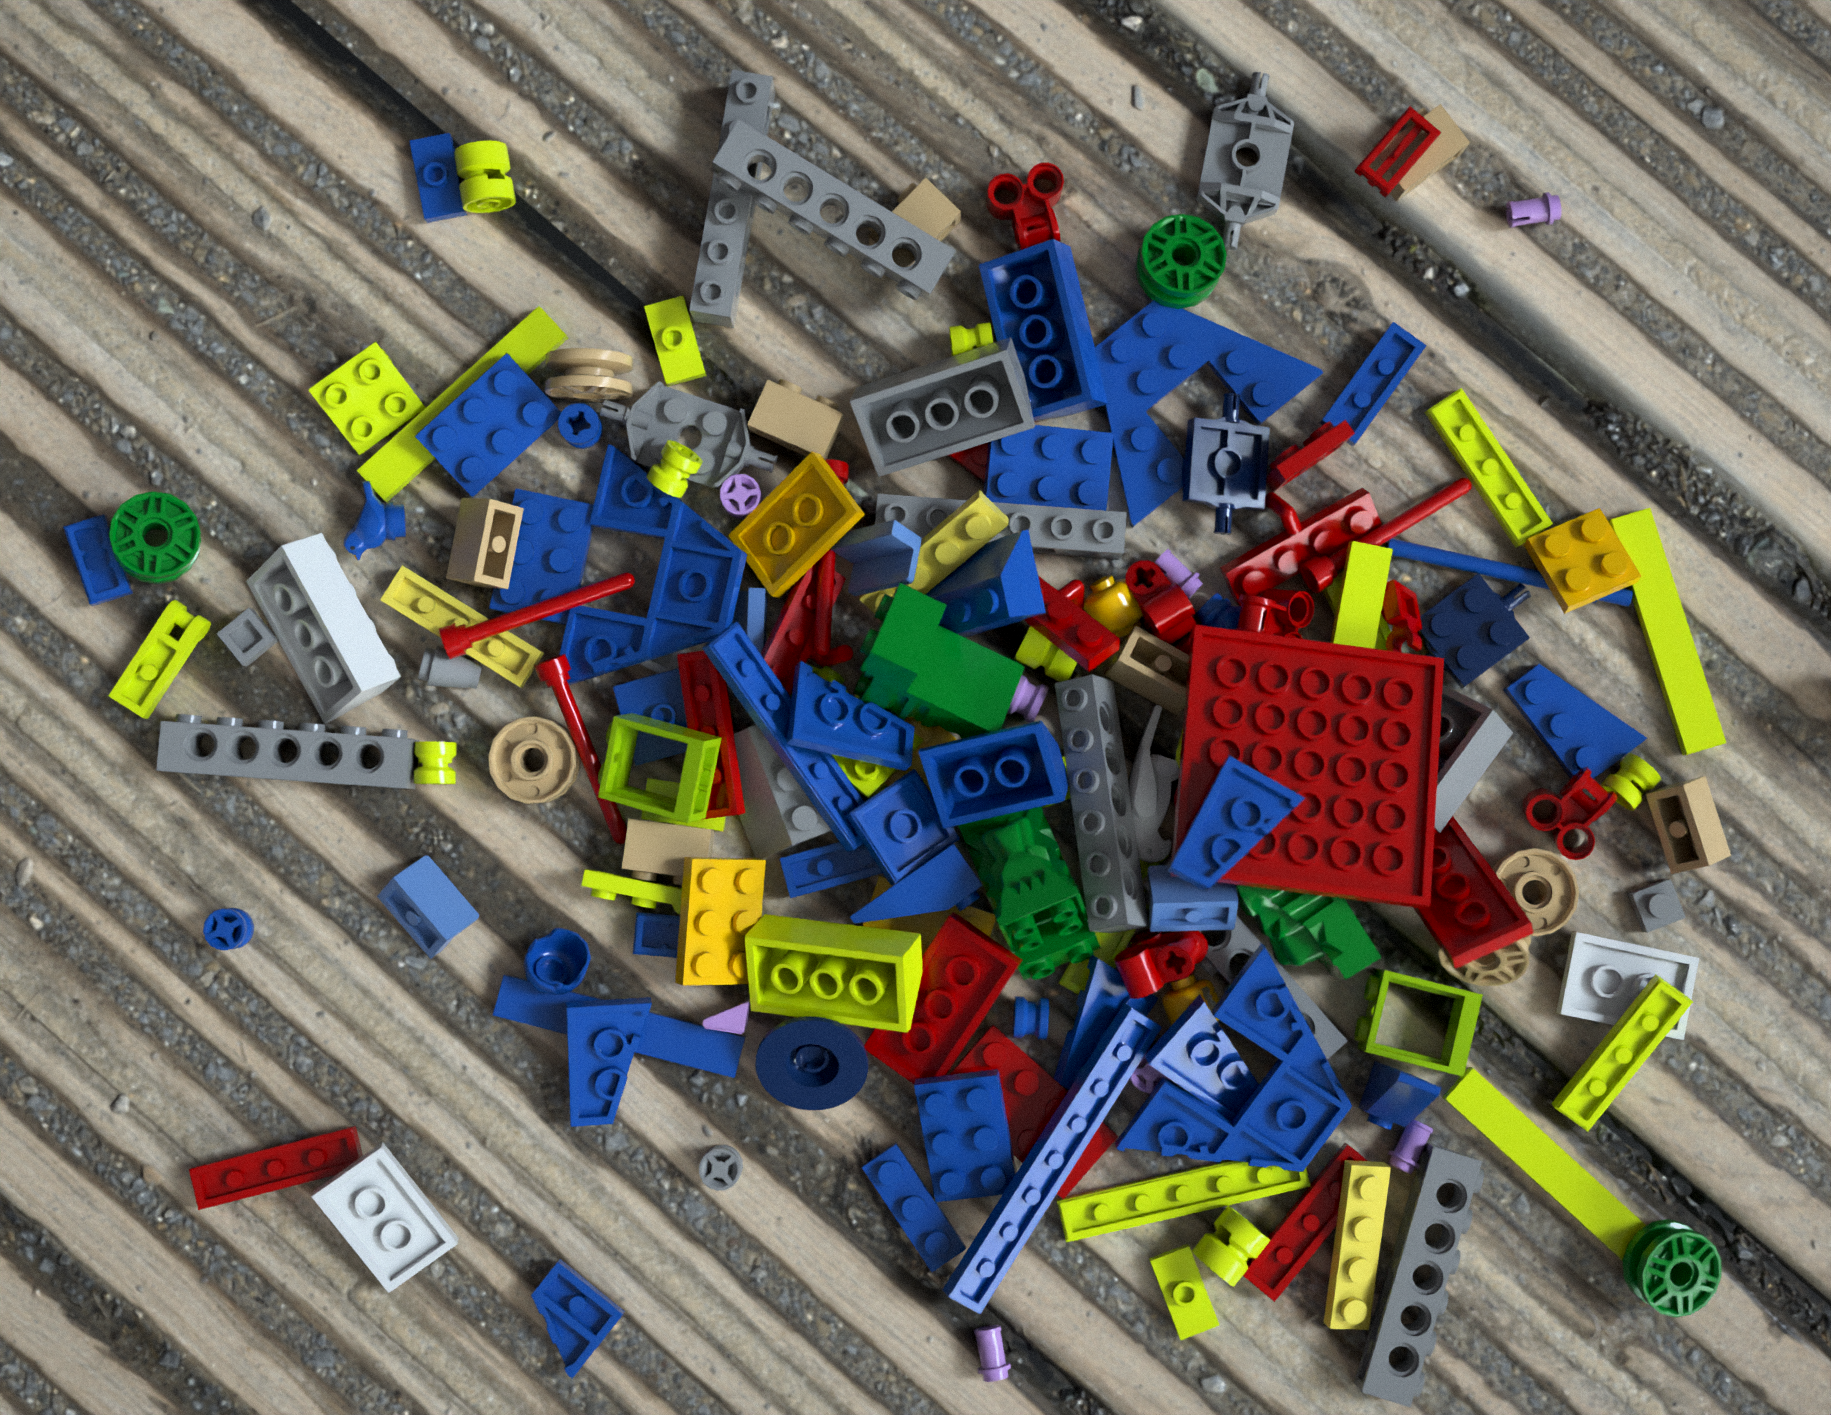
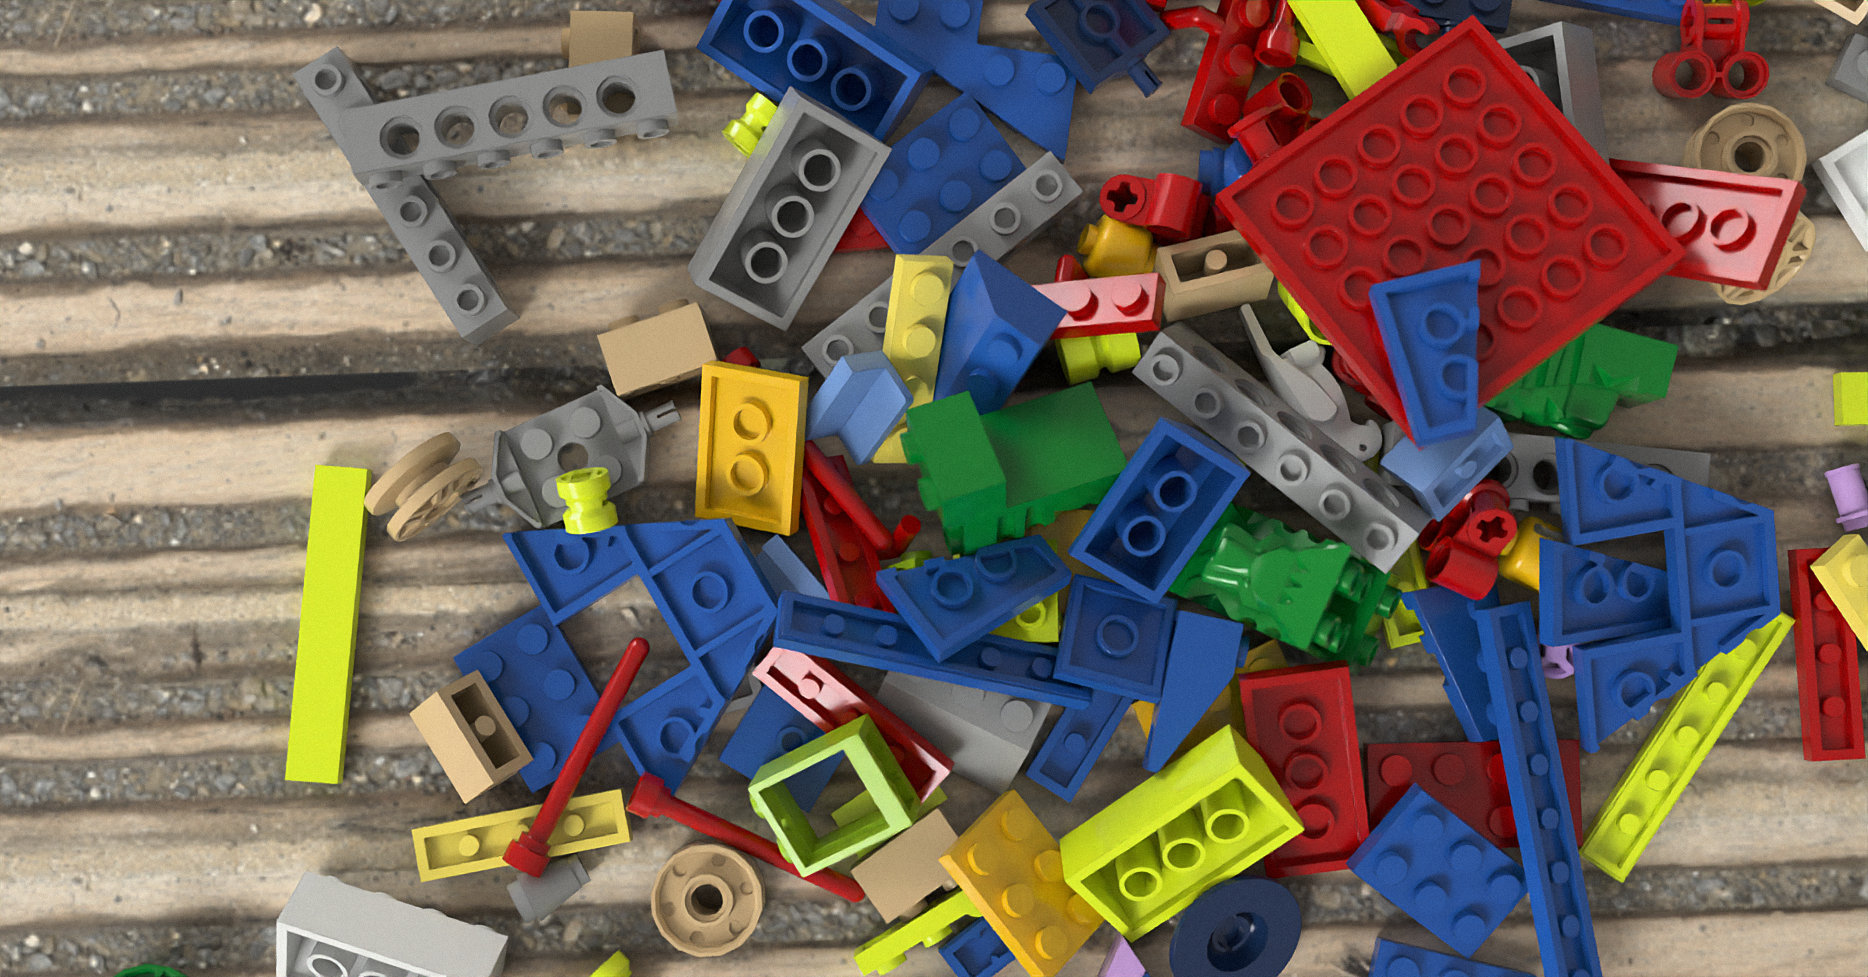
camera: 40 degrees left, 0 degrees up
(367, 398) = (231, 702): neon yellow hinge -> none
(374, 524) = (349, 814): blue animal -> none
(437, 177) = (107, 432): blue plate -> none
(484, 170) = (143, 384): neon yellow wheel -> none
(489, 425) = (372, 621): blue plate -> none
(588, 429) = (470, 538): blue wheel -> none
(675, 341) = (475, 380): neon yellow plate -> none
(740, 488) = (665, 463): lavender wheel -> none
(1028, 699) = (1122, 409): lavender wheel -> none
(1030, 1018) = (1396, 705): blue wheel -> none
(1178, 573) = (1146, 164): lavender pin -> none
(1184, 1291) = (1771, 826): neon yellow plate -> none
(1230, 1246) = (1772, 763): neon yellow wheel -> none
(1395, 1096) = (1802, 461): blue slope -> none
(1458, 1034) = (1798, 351): lime window -> none

